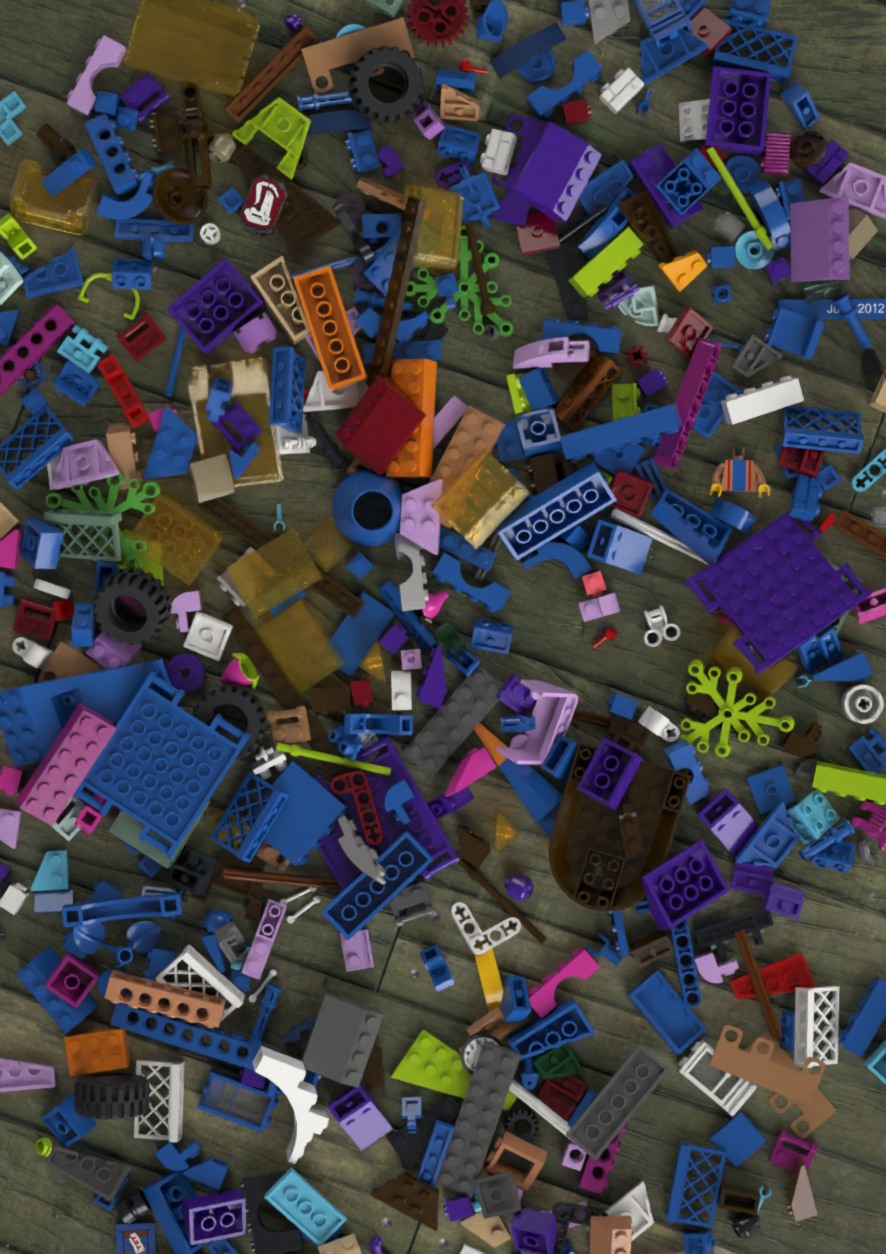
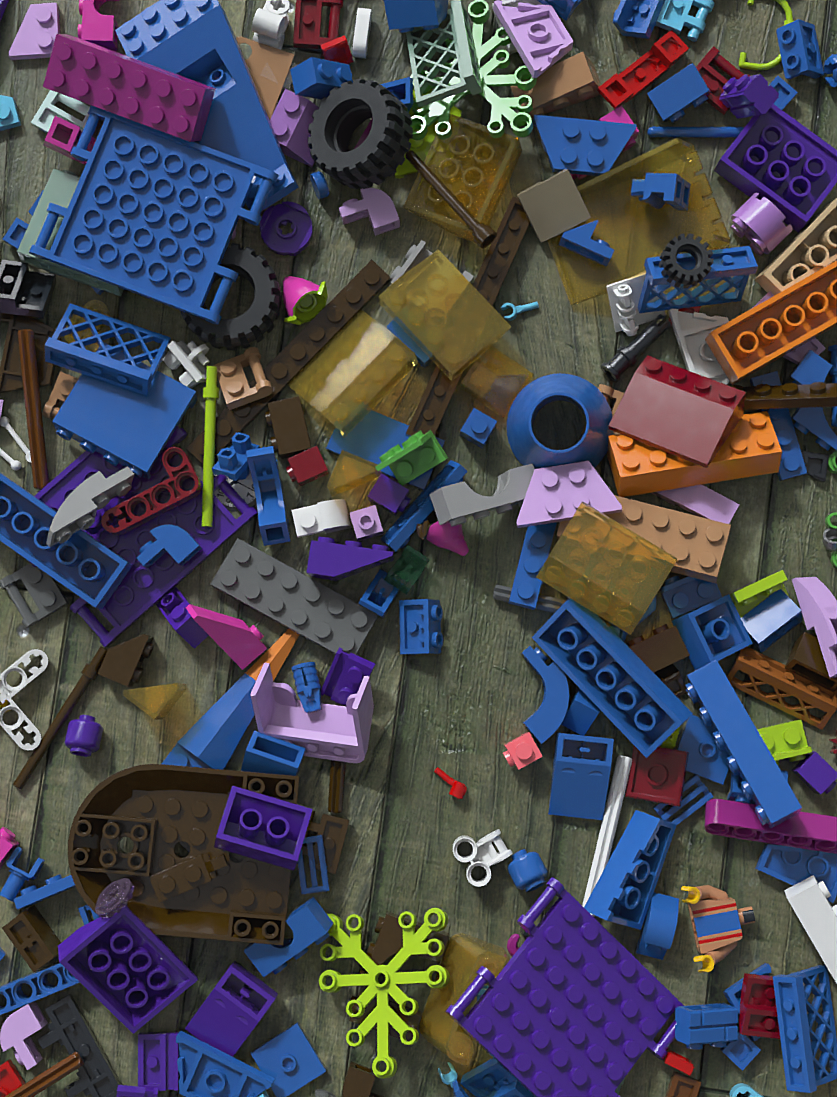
camera: 90 degrees right, 5 degrees down
(147, 370) = (679, 93): none -> blue brick
(159, 642) = (319, 185): none -> blue tile
(161, 297) = (785, 91): none -> blue plate
(162, 322) = (748, 96): none -> dark purple brick
(208, 636) = (341, 247): white plate -> none
(224, 534) = (482, 233): none -> dark brown piece
(242, 423) = (635, 233): dark purple plate -> none
(283, 408) = (694, 248): none -> black tyre
(373, 616) = (414, 458): none -> bright green bracket
(449, 570) = (498, 550): blue arch -> none
(599, 607) = (492, 765): lavender brick -> none
(622, 705) = (362, 826): blue brick -> none
(635, 883) = (114, 898): none -> clear purple gear
(648, 738) = (315, 888): none -> blue tile
(659, 724) = (346, 884): white piece -> none
(676, 597) = (527, 870): none -> blue head

